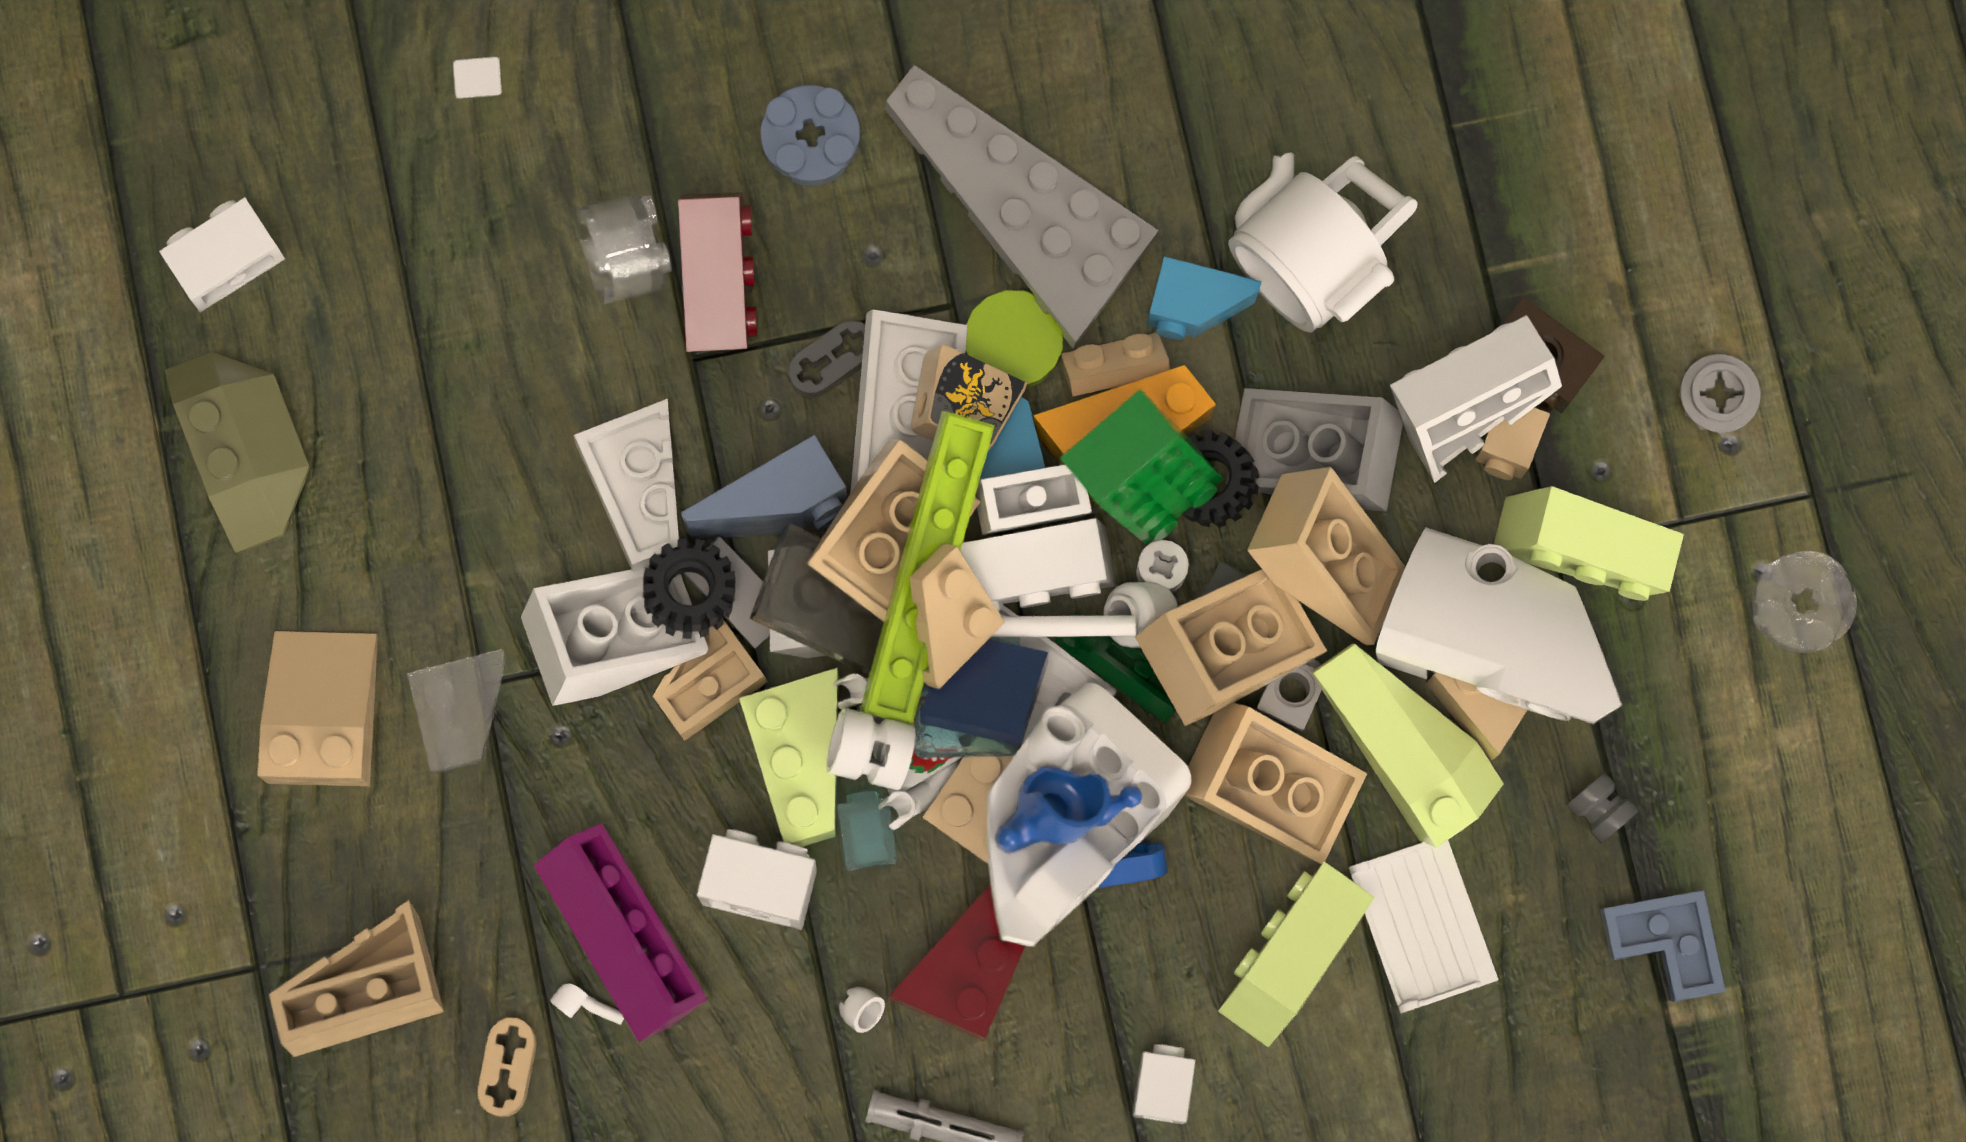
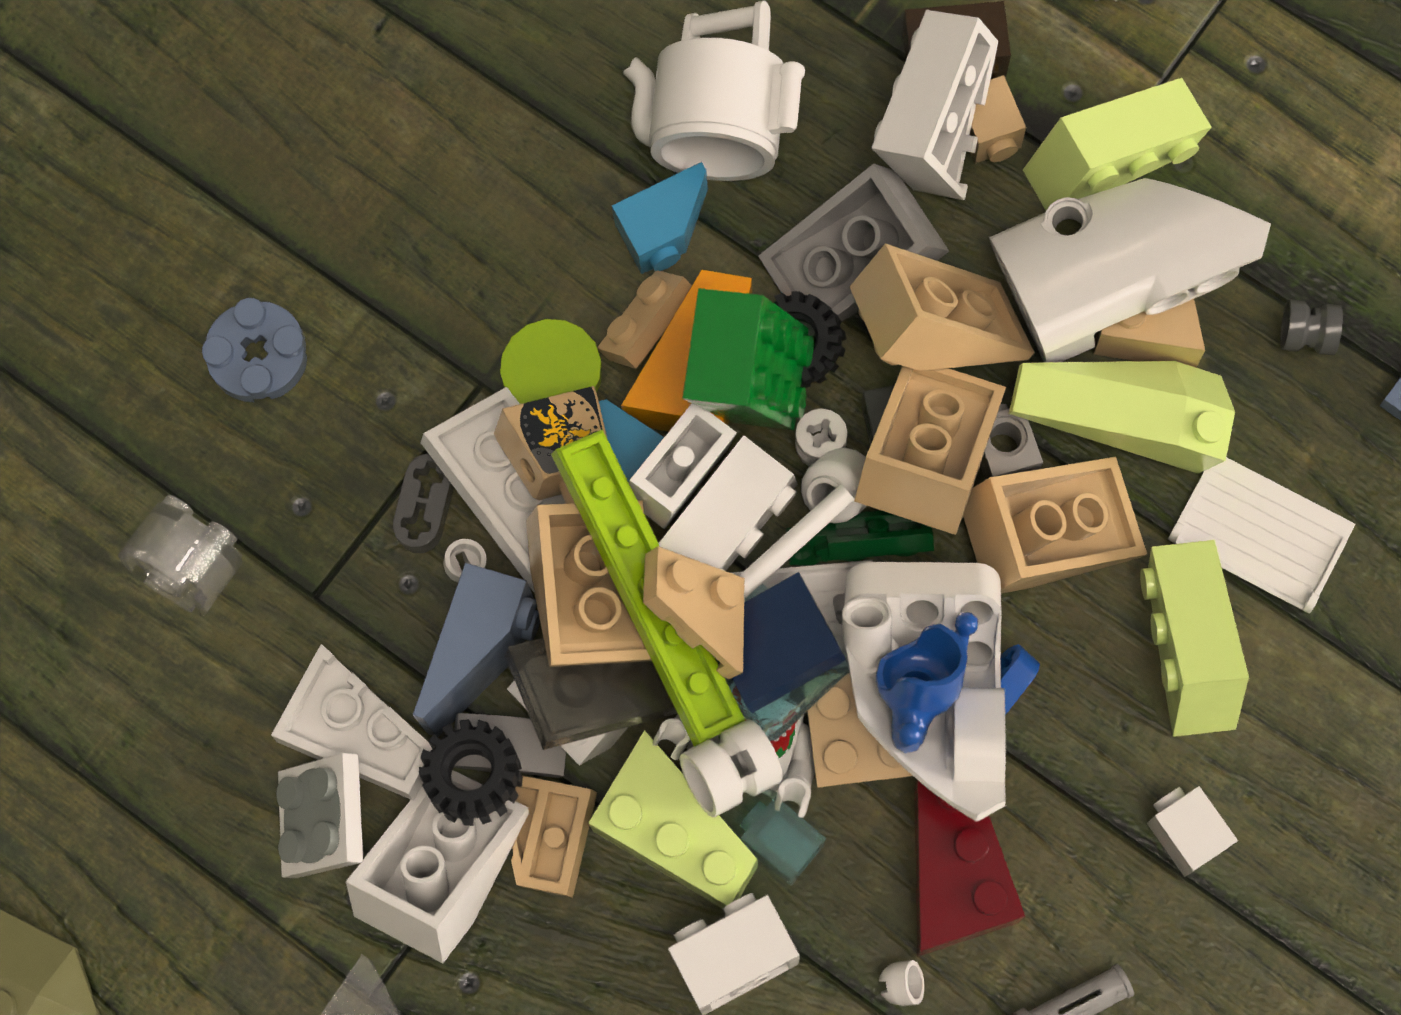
camera: 30 degrees left, 5 degrees down
(557, 524) = (320, 816): none -> piece
(716, 271) = (274, 510): wedge -> none
(833, 429) = (472, 554): none -> white hinge
(1036, 214) = (480, 261): light grey wing -> none
(1777, 614) = (1304, 83): clear plate -> none

